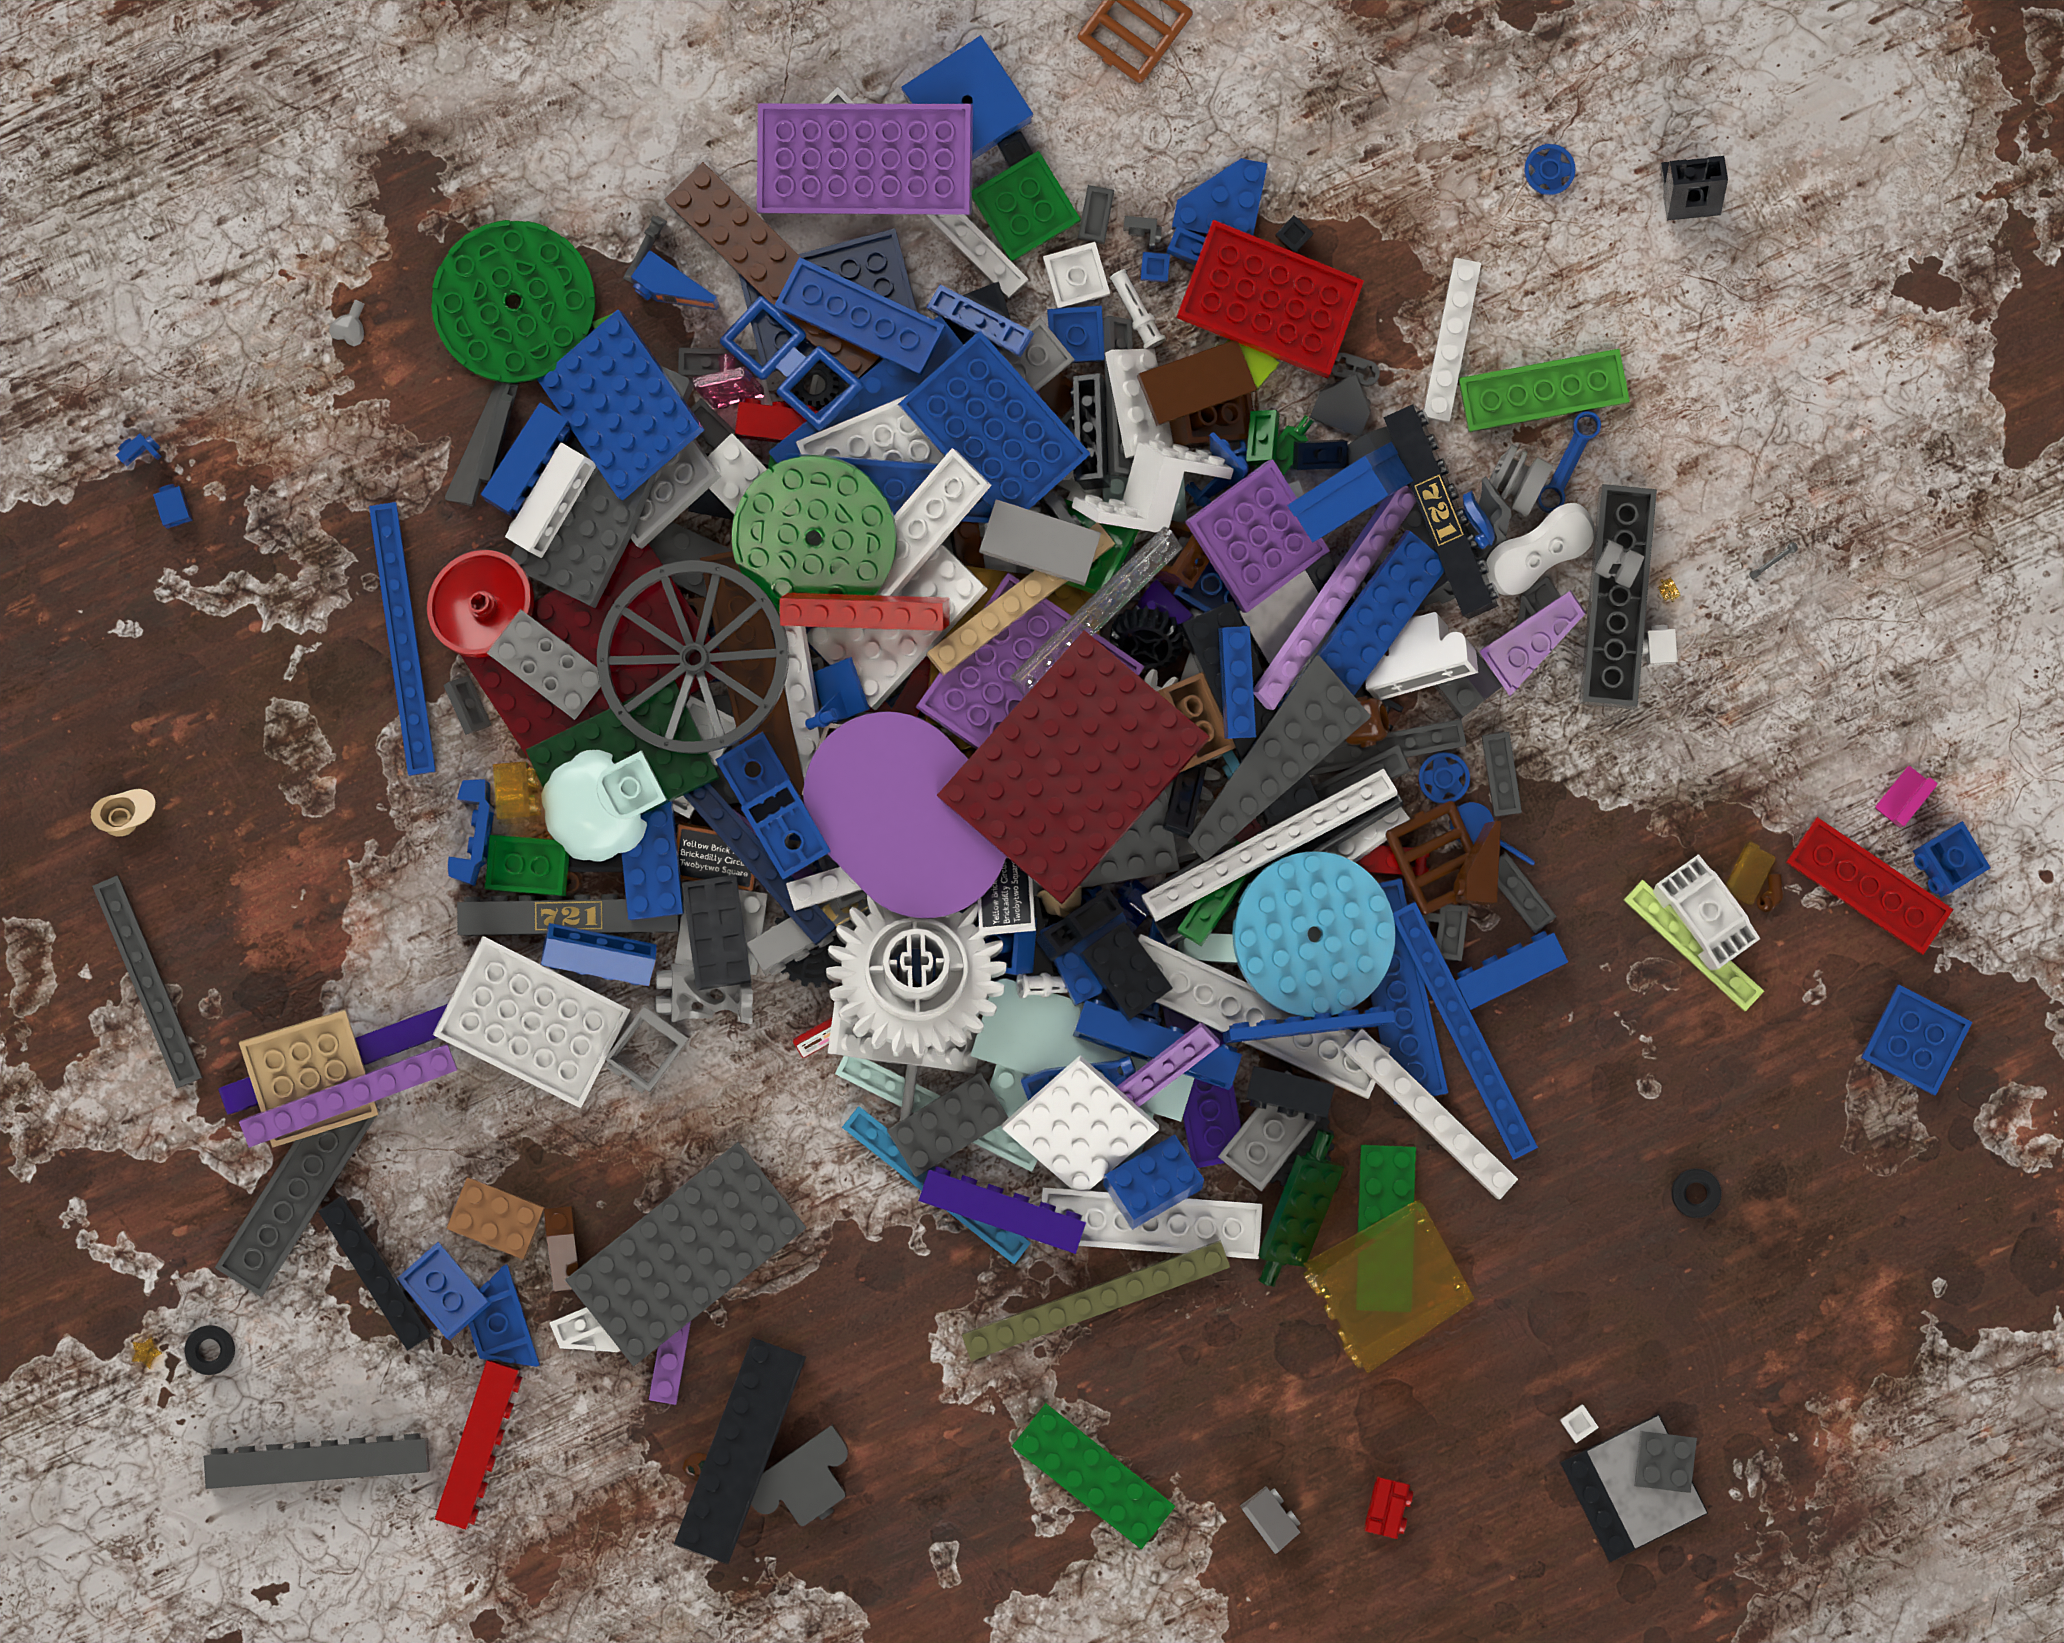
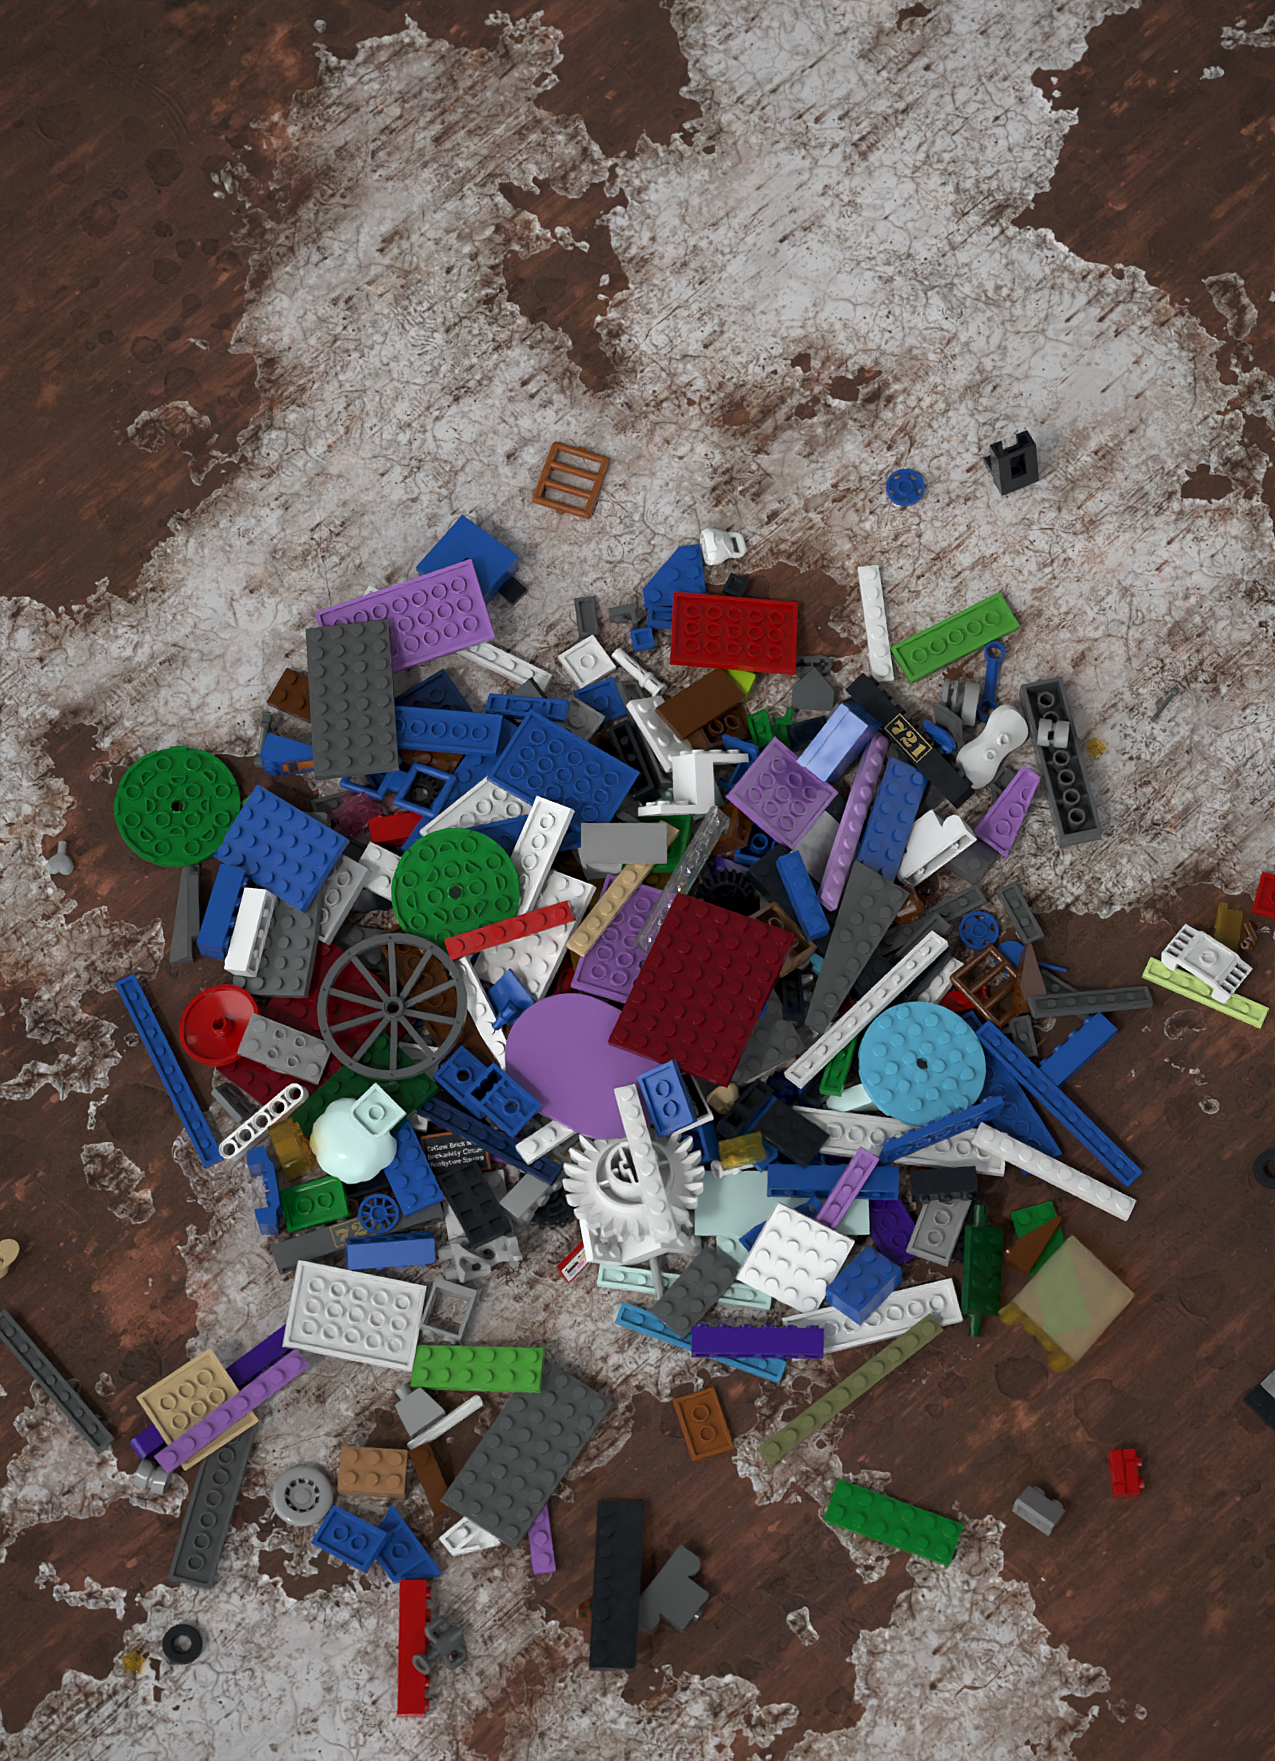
camera: 10 degrees left, 15 degrees down
(230, 1137) = (151, 1476): none -> light grey wheel
(316, 1462) = (292, 1702): dark grey brick -> none
(375, 1273) = (293, 1543): black brick -> none
(404, 1218) = (302, 1495): none -> light grey wheel
(483, 745) = (253, 1124): none -> white beam
(513, 1454) = (445, 1643): none -> dark grey piece
(571, 1159) = (417, 1410): none -> light grey torso
(598, 905) = (378, 1214): none -> blue wheel
(601, 1184) = (447, 1422): none -> white axle
(659, 1134) = (478, 1368): none -> bright green plate
(766, 239) = (352, 699): none -> dark grey plate
(907, 1284) = (703, 1424): none -> dark orange tile
(931, 967) = (645, 1164): none -> white plate
(985, 892) = (667, 1099): none -> blue plate
(1025, 206) = (533, 626): green plate -> none
(1058, 978) = (741, 1151): none -> clear yellow panel
(1290, 174) = (718, 545): none -> white piece
(1366, 1202) = (1030, 1247): none -> reddish brown slope
(1546, 917) = (1090, 1001): none -> dark grey tile
(1579, 1423) = (1246, 1365): white plate -> none
(1660, 646) = (1104, 788): white brick -> none

